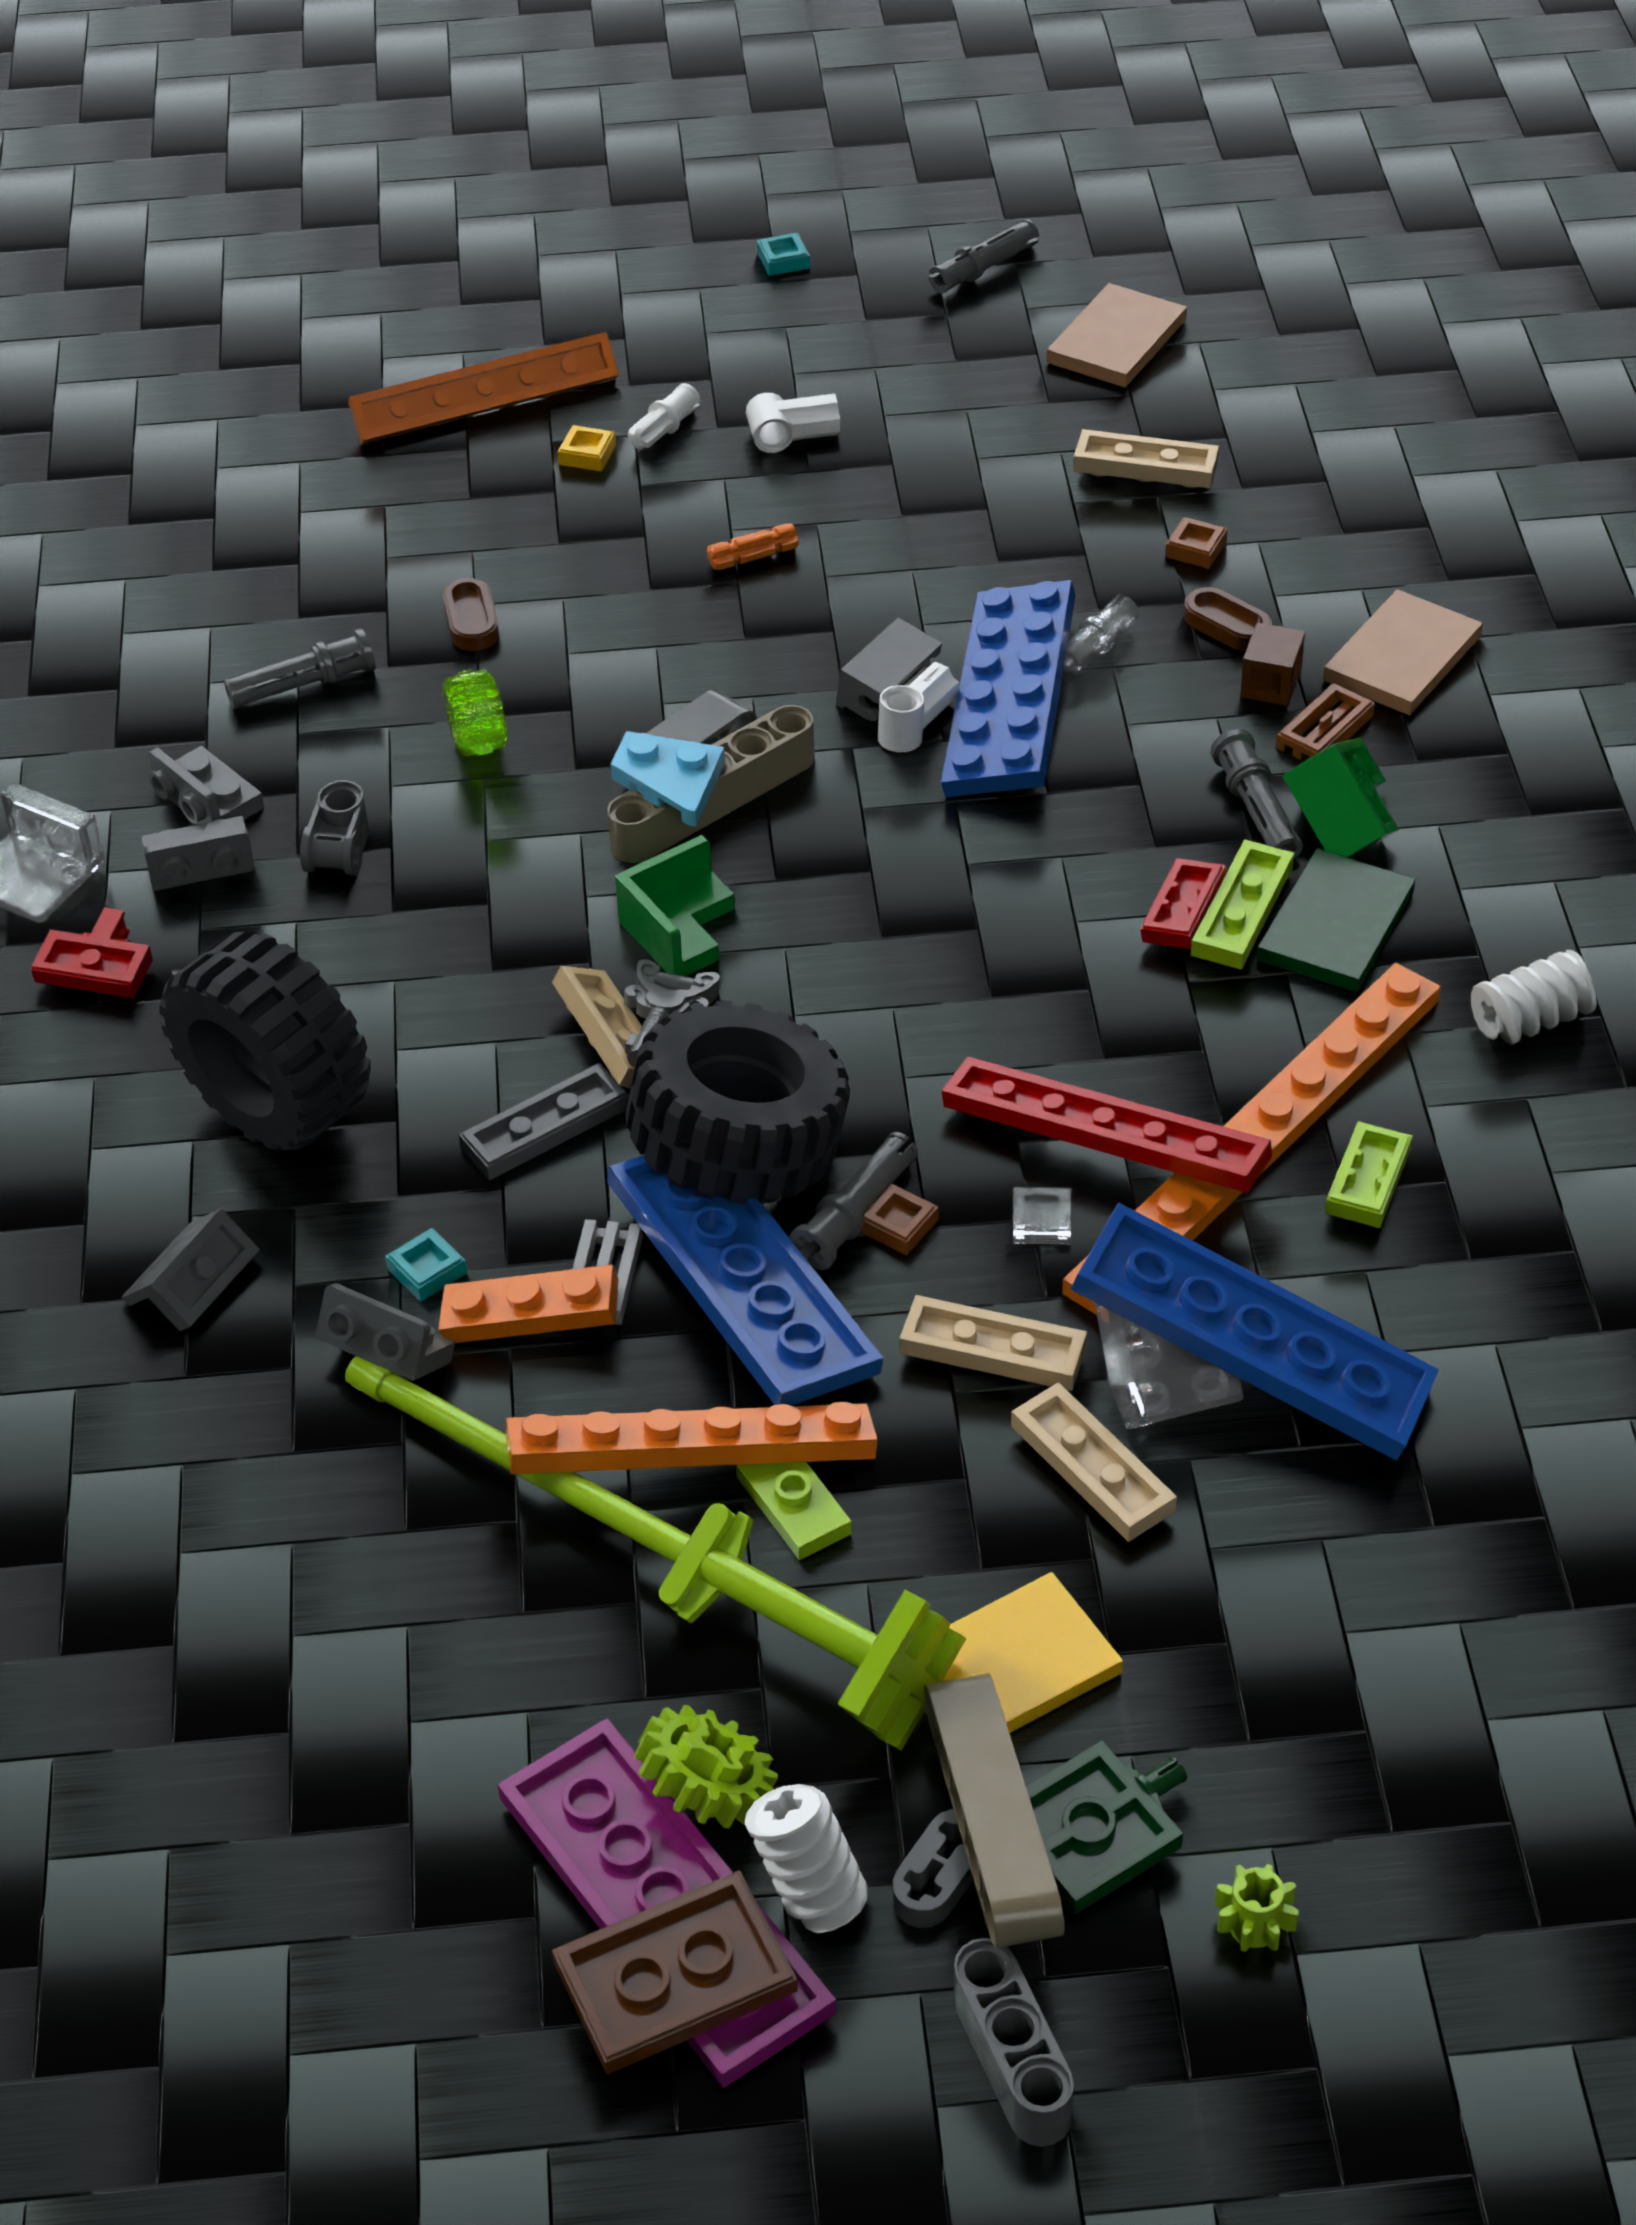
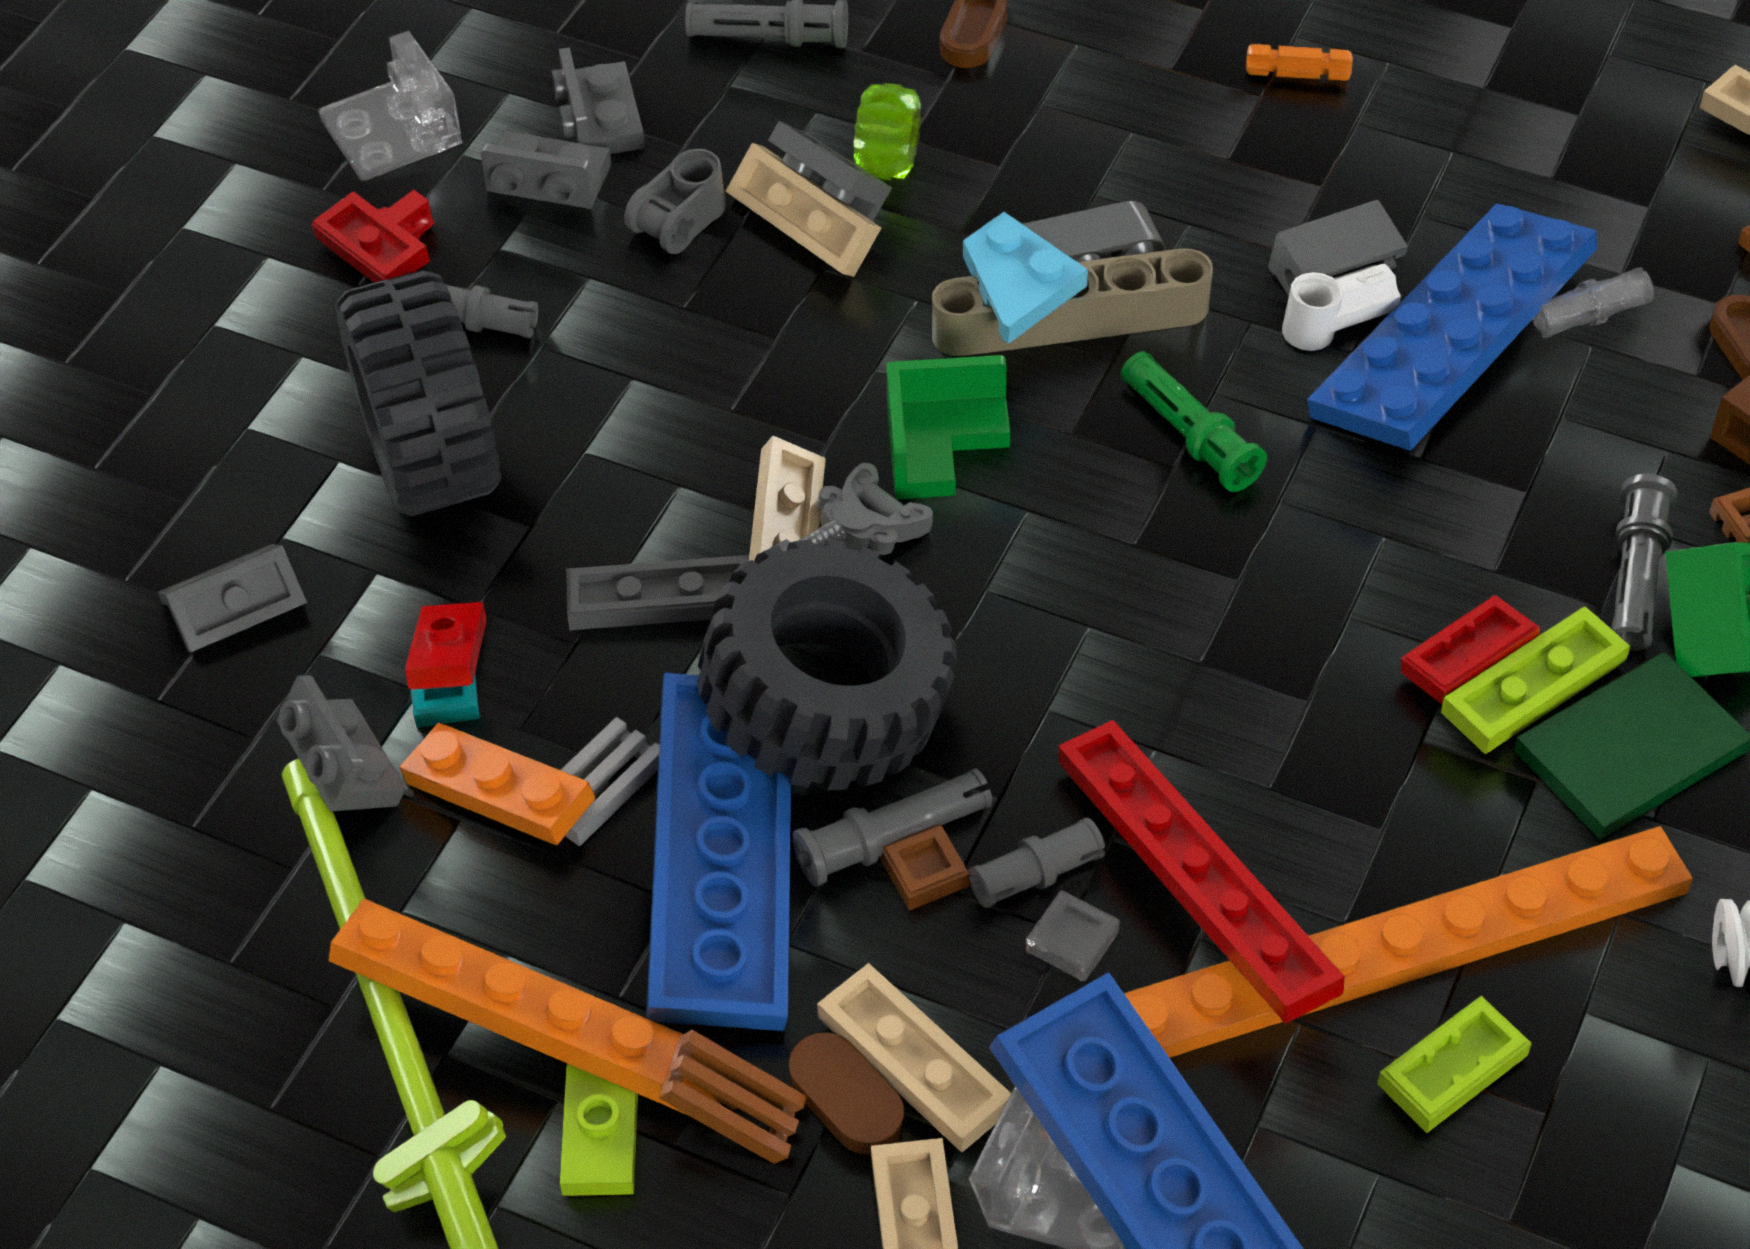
camera: 30 degrees right, 5 degrees up
(410, 1226) = (446, 646): none -> red plate
(444, 798) = (803, 210): none -> tan plate
(451, 767) = (830, 170): none -> dark grey bracket
(888, 837) = (1207, 434): none -> green pin
(888, 1424) = (736, 1086): none -> dark orange tile
(959, 1391) = (846, 1092): none -> reddish brown tile
(982, 1177) = (1036, 862): none -> dark grey pin

